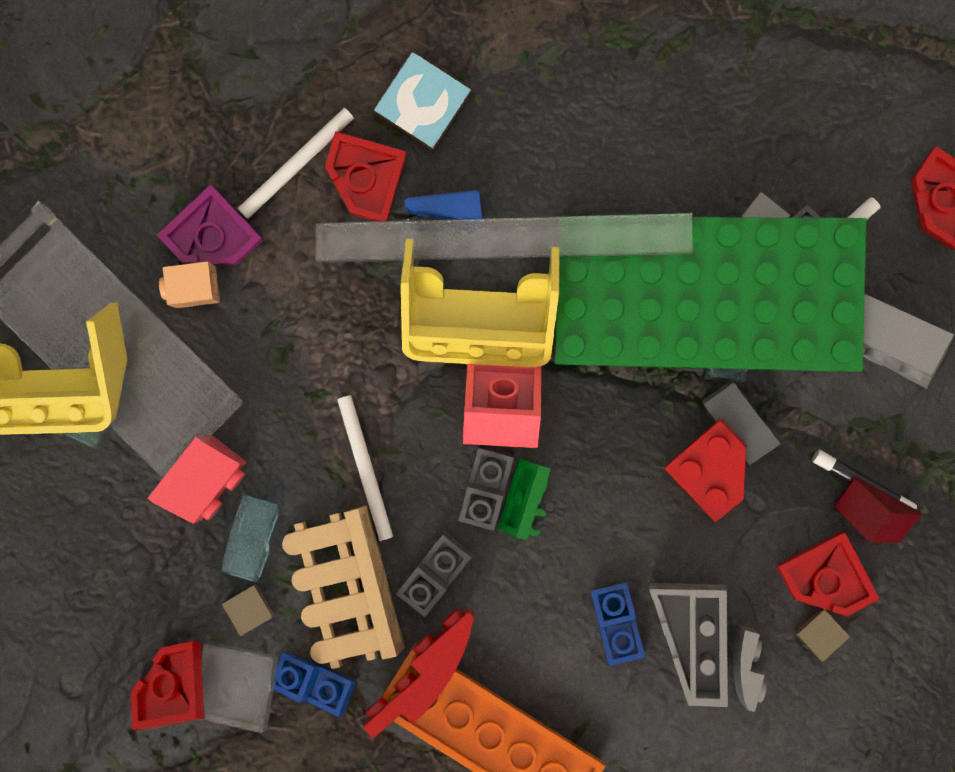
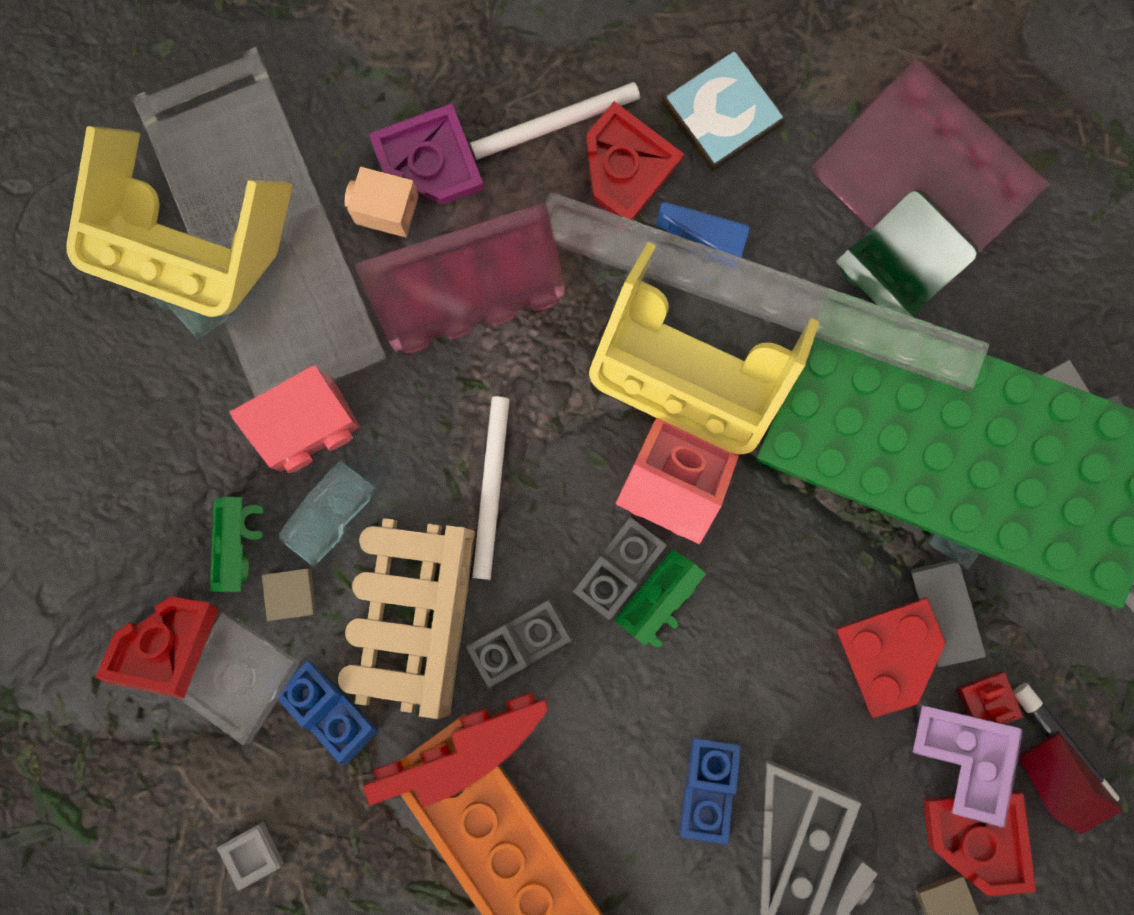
camera: 20 degrees right, 5 degrees down
(192, 605) = (228, 564): none -> green plate
(280, 325) = (465, 279): none -> clear pink slope
(599, 92) = (932, 143): none -> clear pink slope
(607, 165) = (908, 255): none -> bracket
(797, 474) = (990, 699): none -> red tile
(806, 517) = (986, 757): none -> lavender plate

